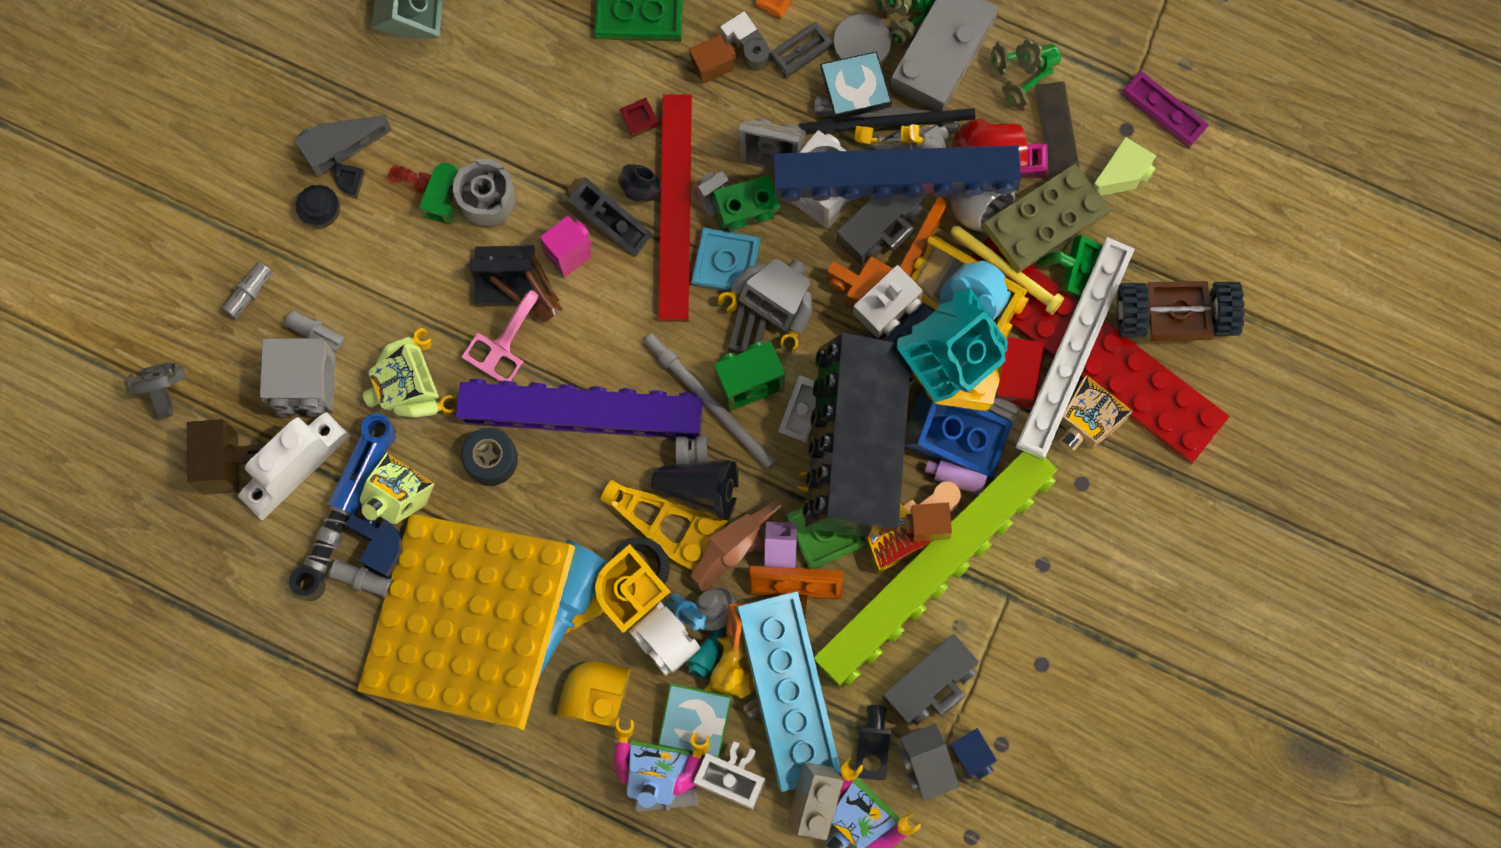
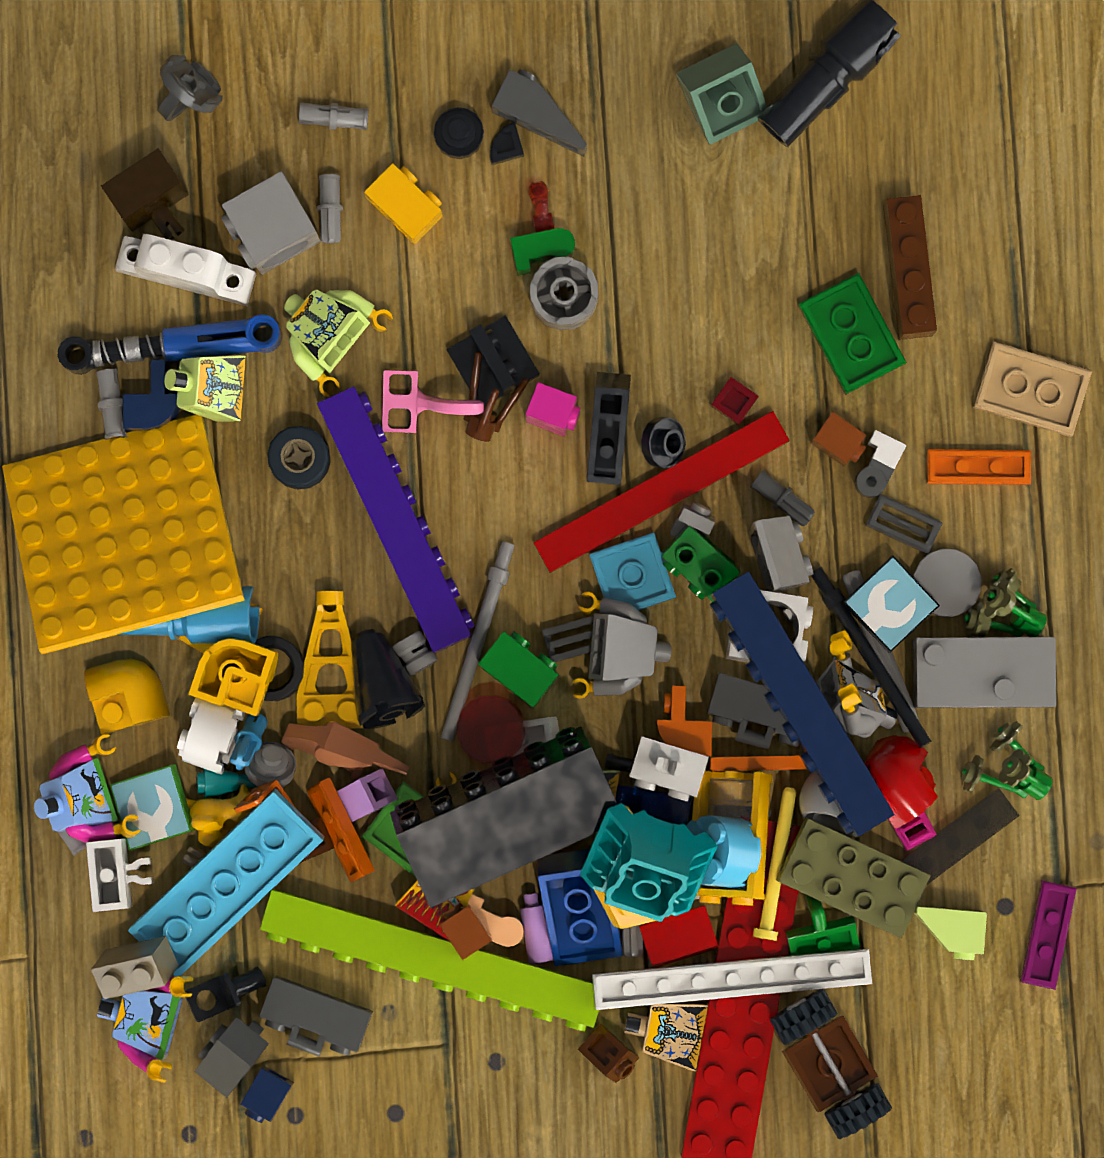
camera: 60 degrees right, 10 degrees up
(345, 273) = (404, 203): none -> yellow brick
(730, 122) = (782, 498): none -> dark grey axle
(782, 425) = (490, 728): none -> clear red tile
(1083, 472) = (608, 1054): none -> reddish brown bracket

